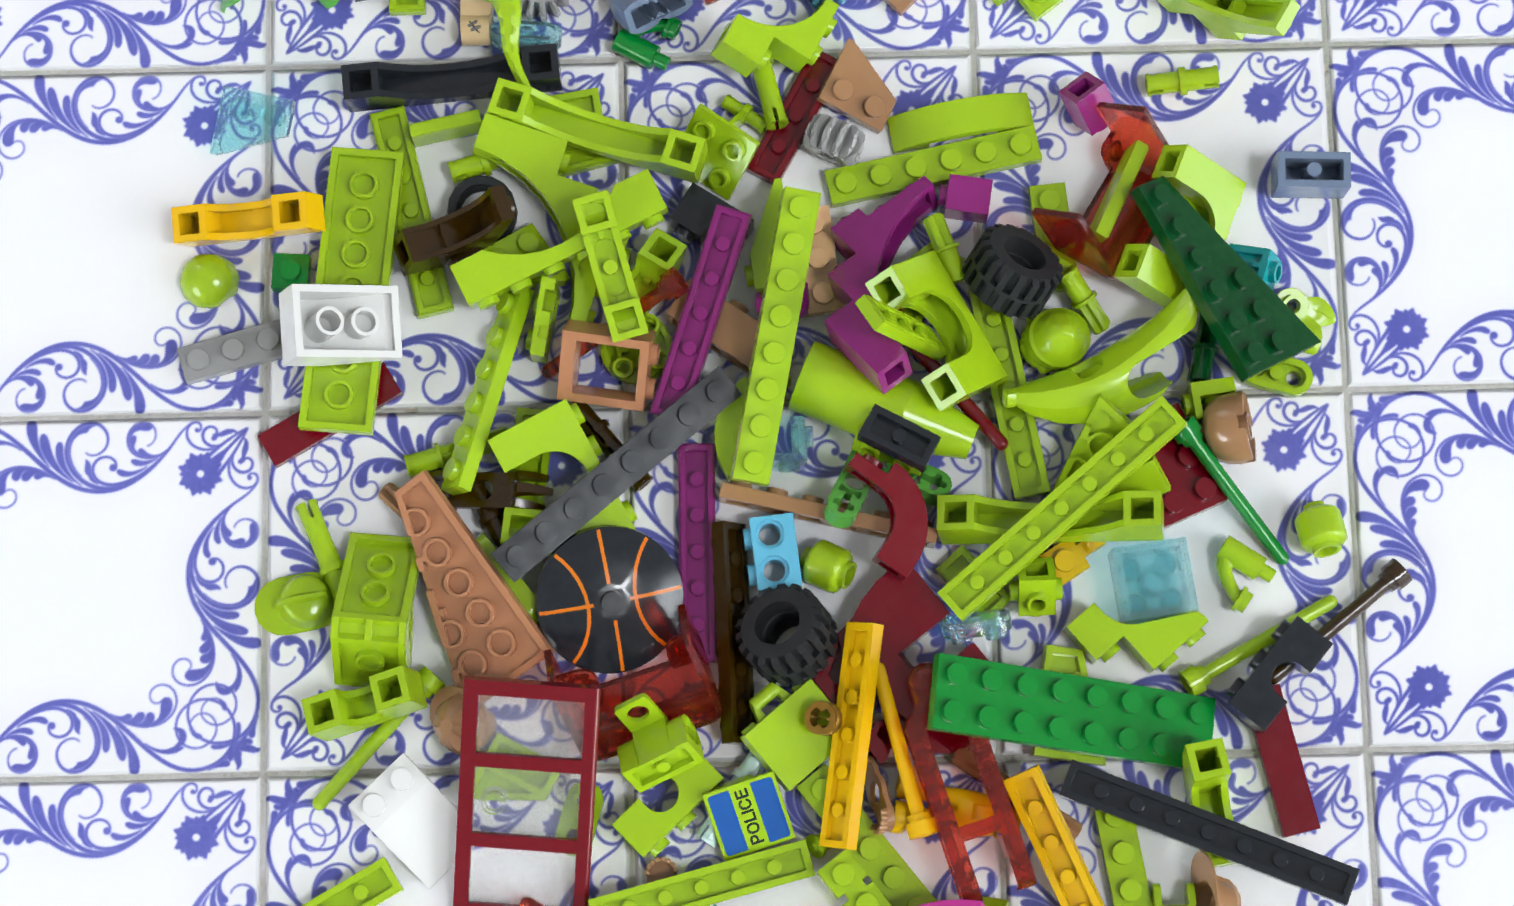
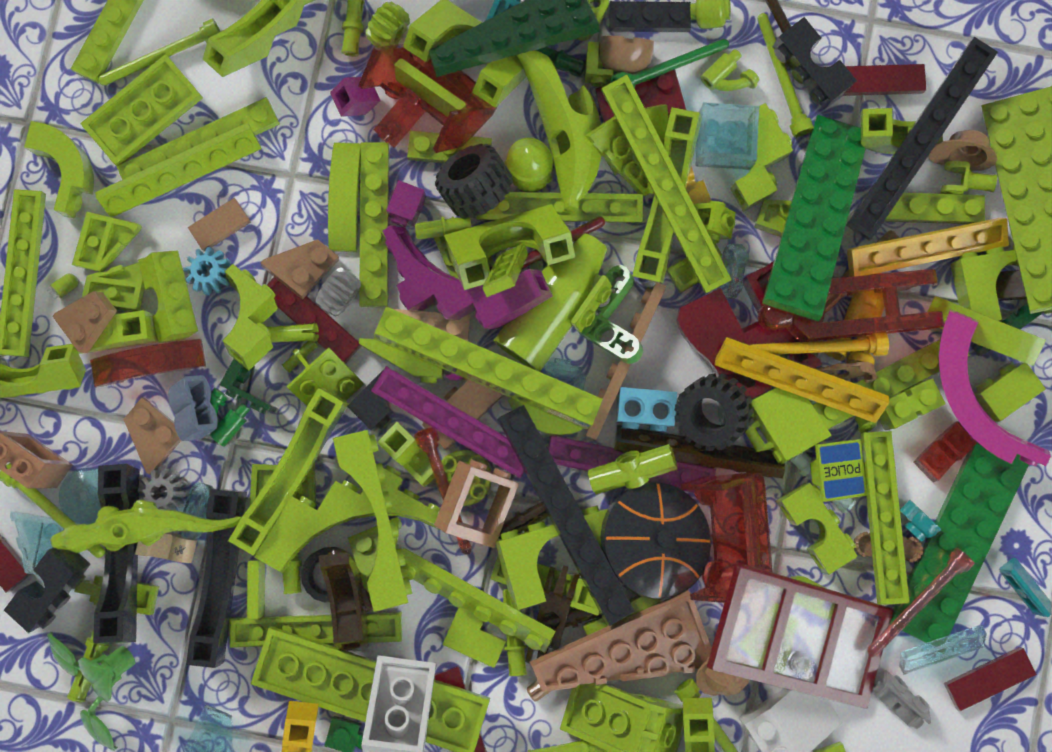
camera: 80 degrees left, 5 degrees up
(438, 398) = (469, 639): none -> lime tile
(546, 310) = (420, 541): lime wing -> none
(610, 266) = (405, 484): lime slope -> none
(658, 745) = (779, 527): lime piece -> none
(691, 548) = (632, 469): none -> lime piece
(695, 40) = (232, 380): none -> dark green bracket
(811, 718) = (776, 396): pearl gold bush -> none
(828, 566) = (664, 370): lime head -> none
(898, 438) = (588, 292): black plate -> none
(906, 511) = (651, 301): dark red arch -> none
(1076, 167) = (401, 118): none -> clear red hinge
(1084, 300) = (505, 135): lime axle -> none
(1190, 122) = (387, 25): none -> lime gear
(1293, 452) = (649, 16): none -> black plate

